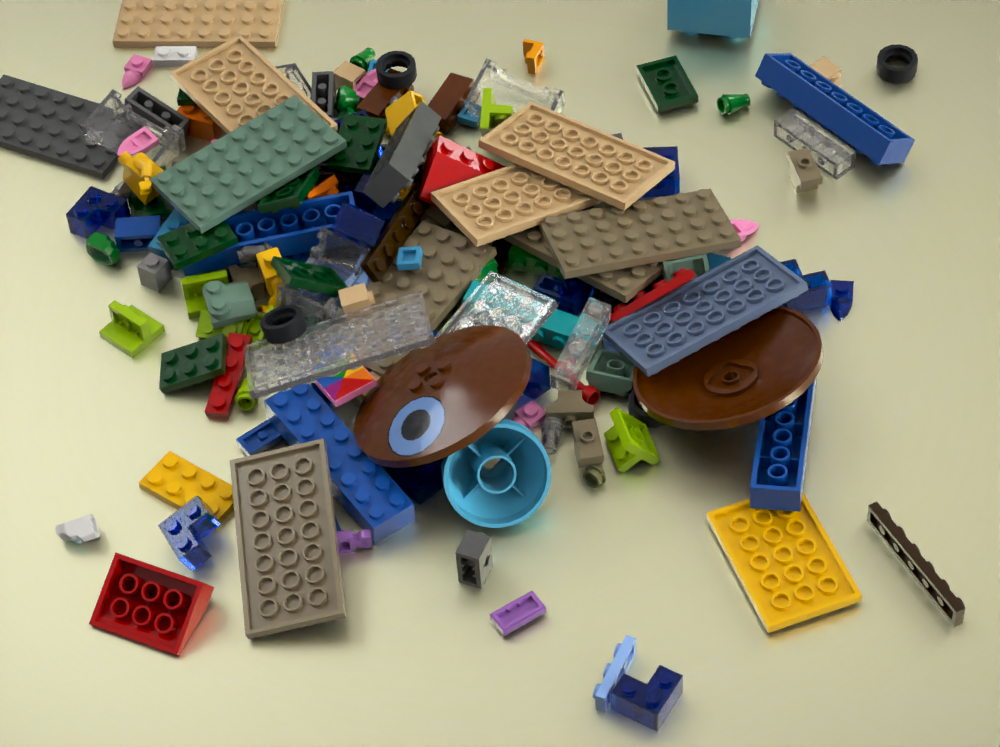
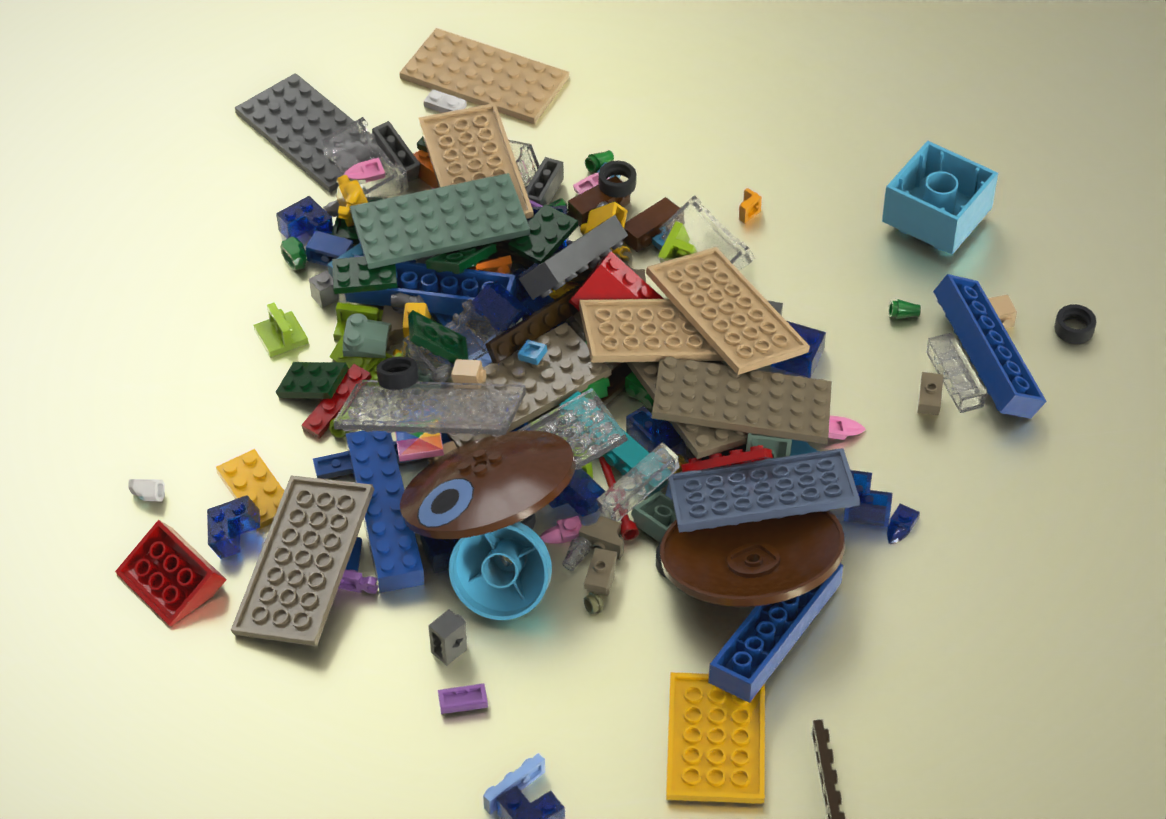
camera: 20 degrees right, 0 degrees up
(136, 70) = (405, 105): bright pink plate -> none
(346, 98) = (565, 190): green cone -> none
(348, 75) = (577, 170): tan brick -> none
(629, 441) = (640, 583): lime bracket -> none
(667, 83) = (854, 271): dark green plate -> none

